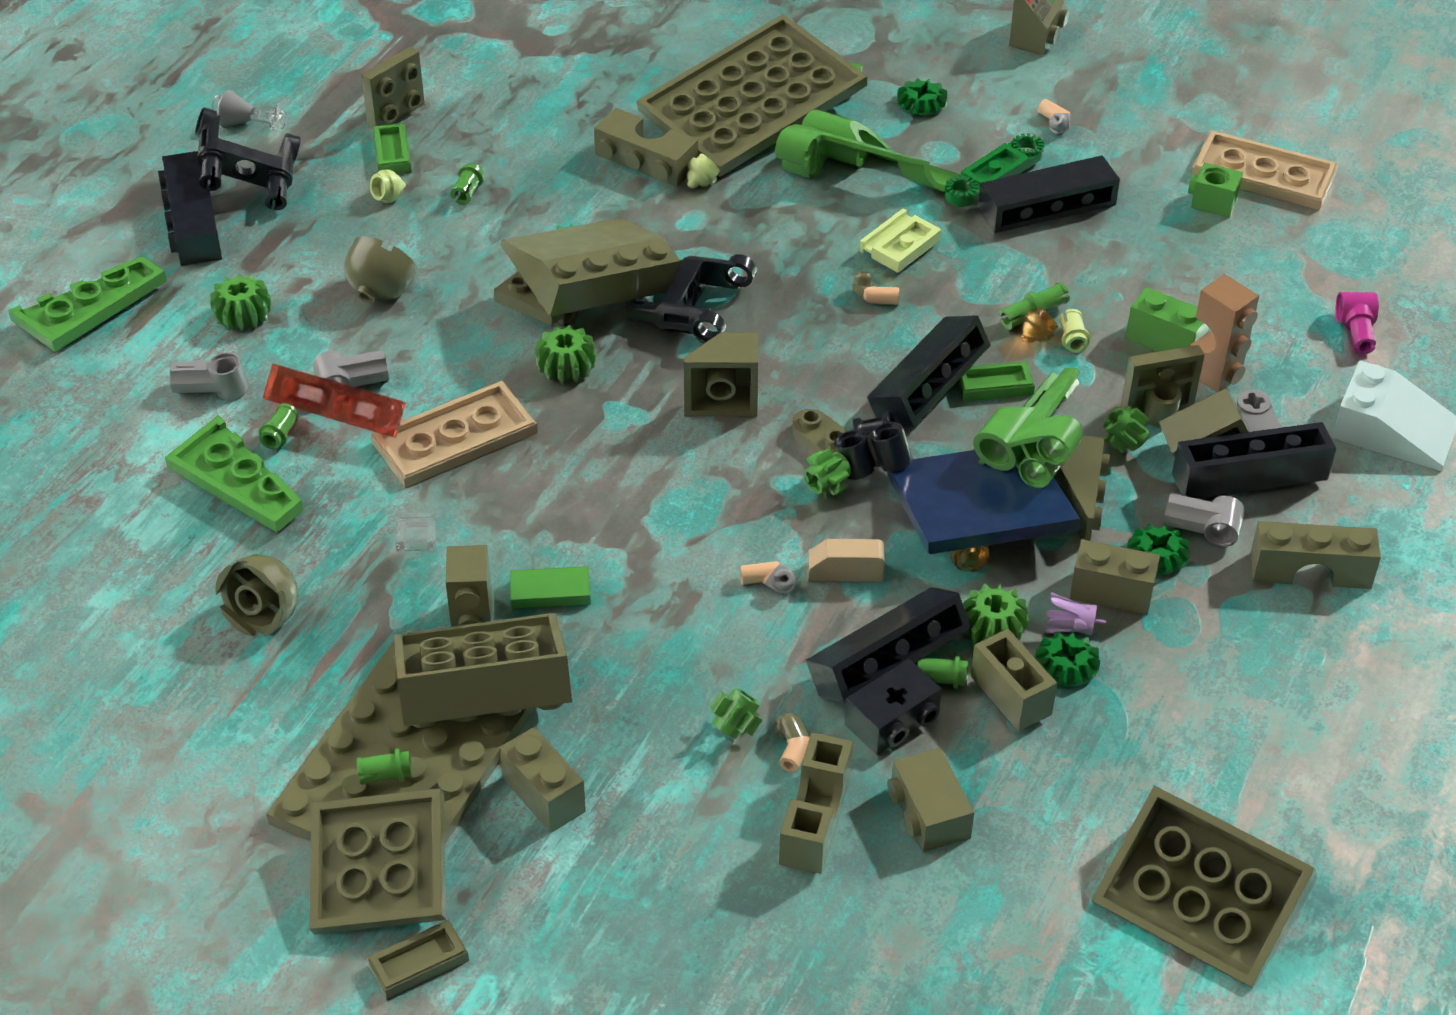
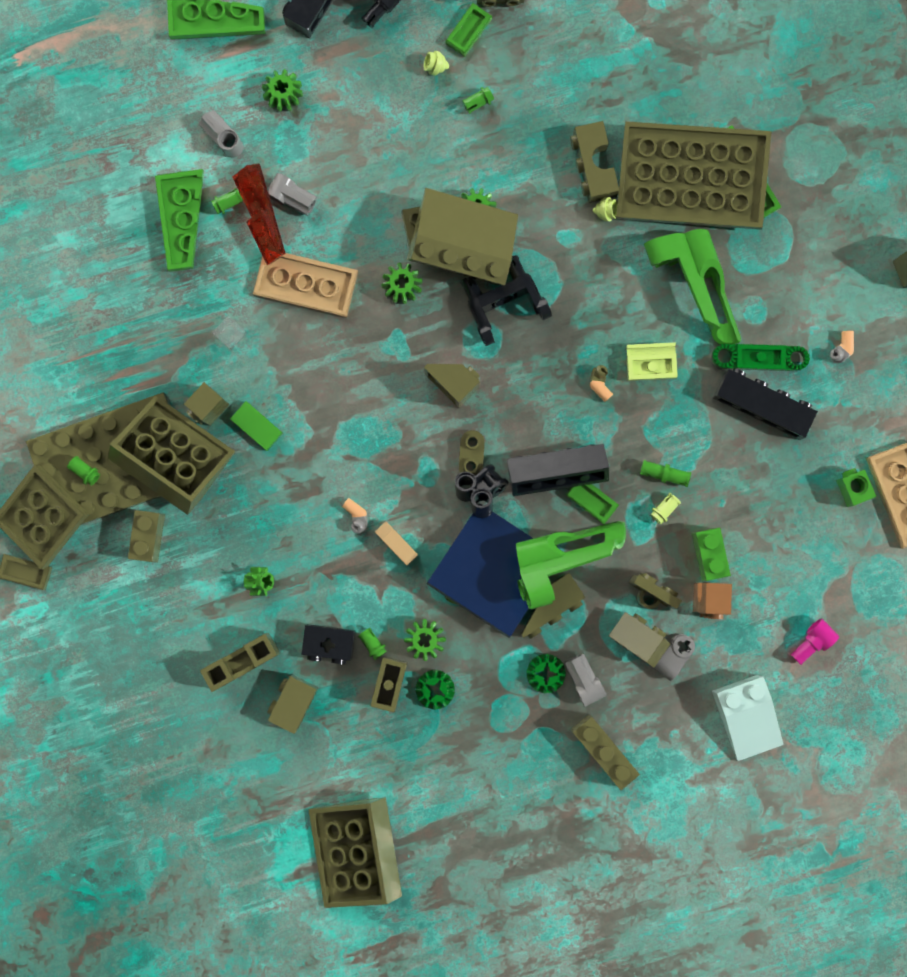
camera: 45 degrees right, 40 degrees up
(257, 594) = (123, 311): olive cylinder -> none
(377, 271) = (362, 135): olive cylinder -> none
(793, 730) = (275, 614): arm -> none
(827, 472) = (442, 484): bright green gear -> none
(879, 646) = (358, 611): black brick -> none
(932, 101) = (788, 271): green gear -> none
(1038, 326) = (651, 489): clear orange plate -> none
(1076, 617) = (460, 675): lavender piece -> none
(1114, 577) = (500, 673): olive brick -> none
(1126, 429) = (610, 596): bright green gear -> none
(1253, 460) = (642, 677): black brick -> none

